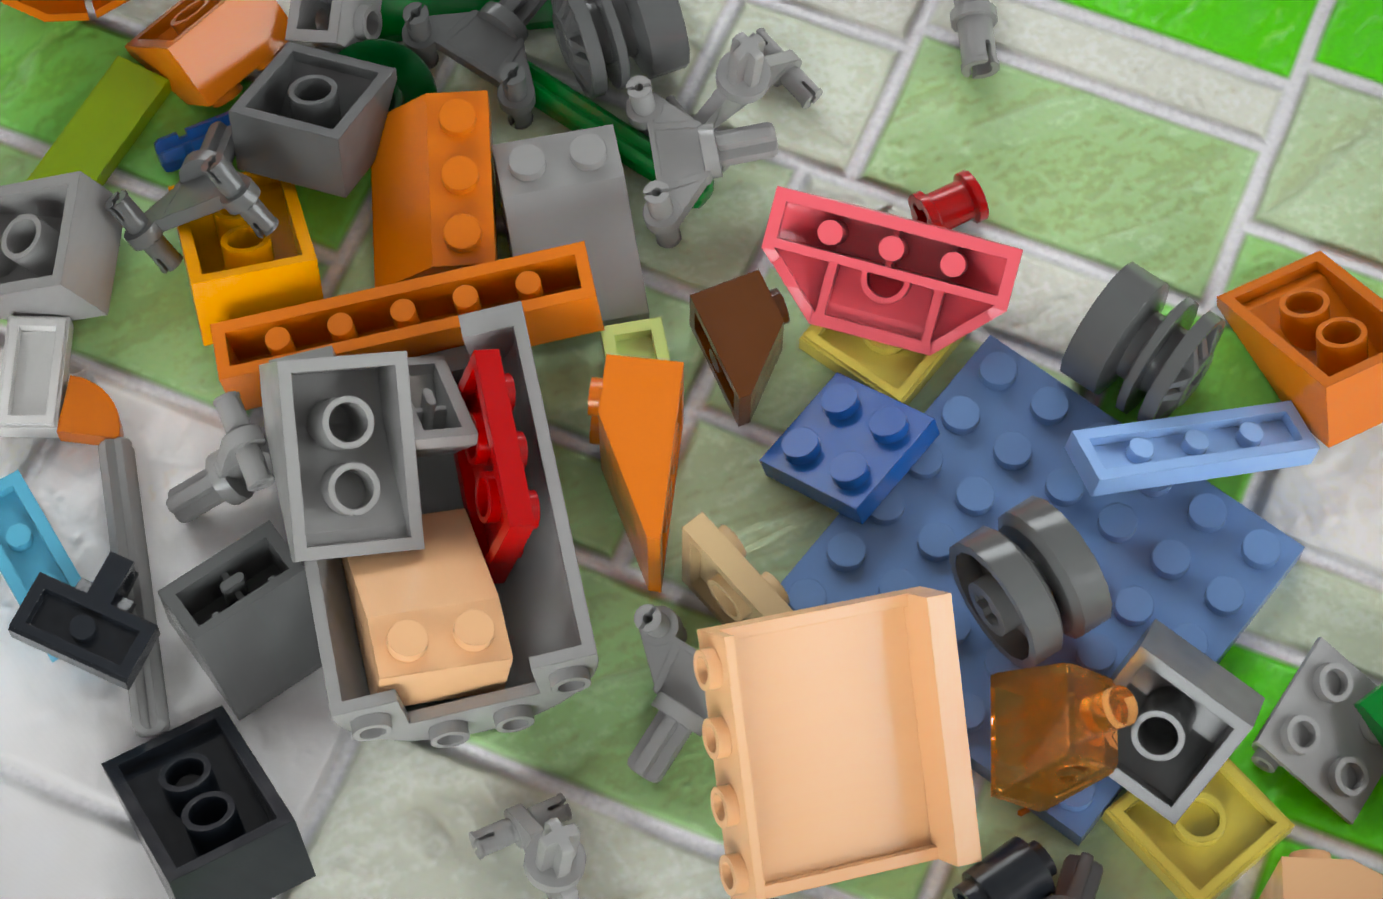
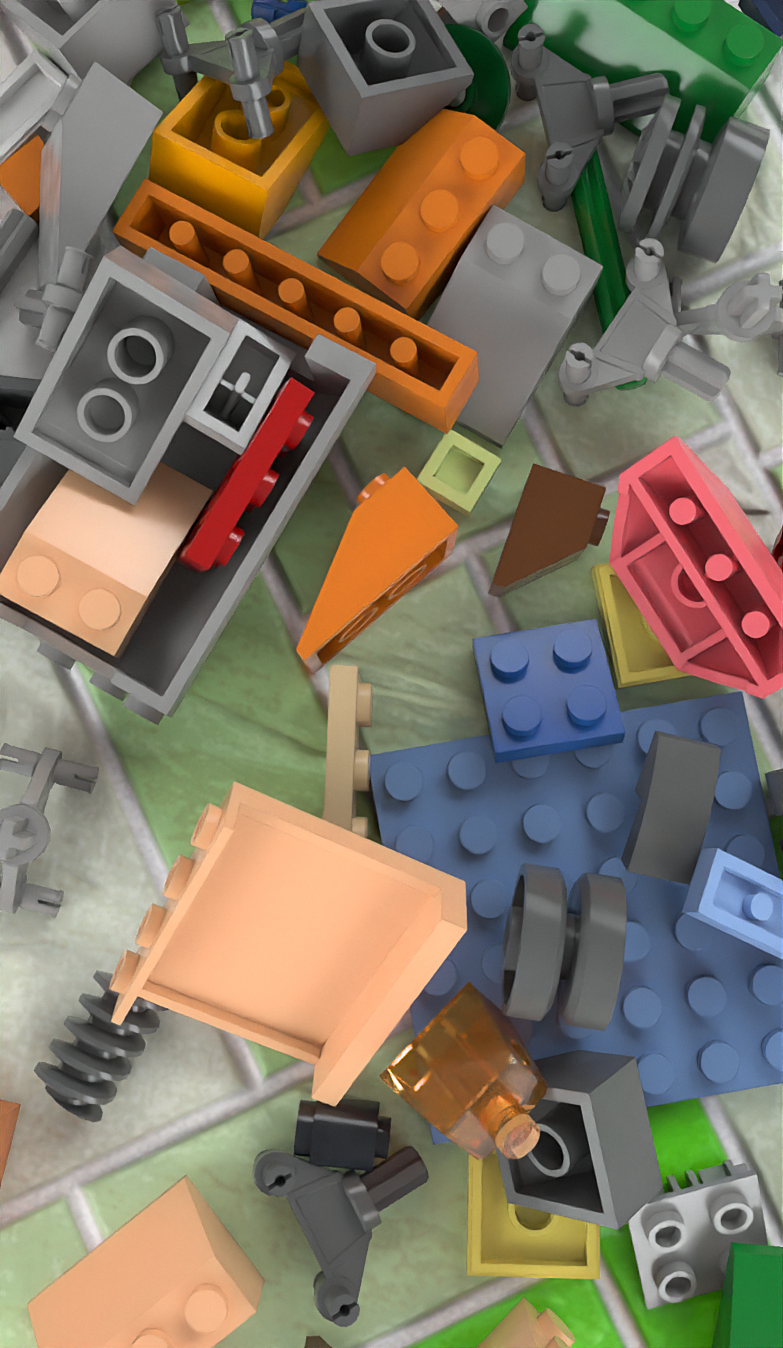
camera: 45 degrees right, 20 degrees up
(153, 364) = (92, 146): none -> light grey slope
(678, 693) = (251, 760): light grey axle -> none
(1019, 437) = (674, 807): none -> dark grey slope

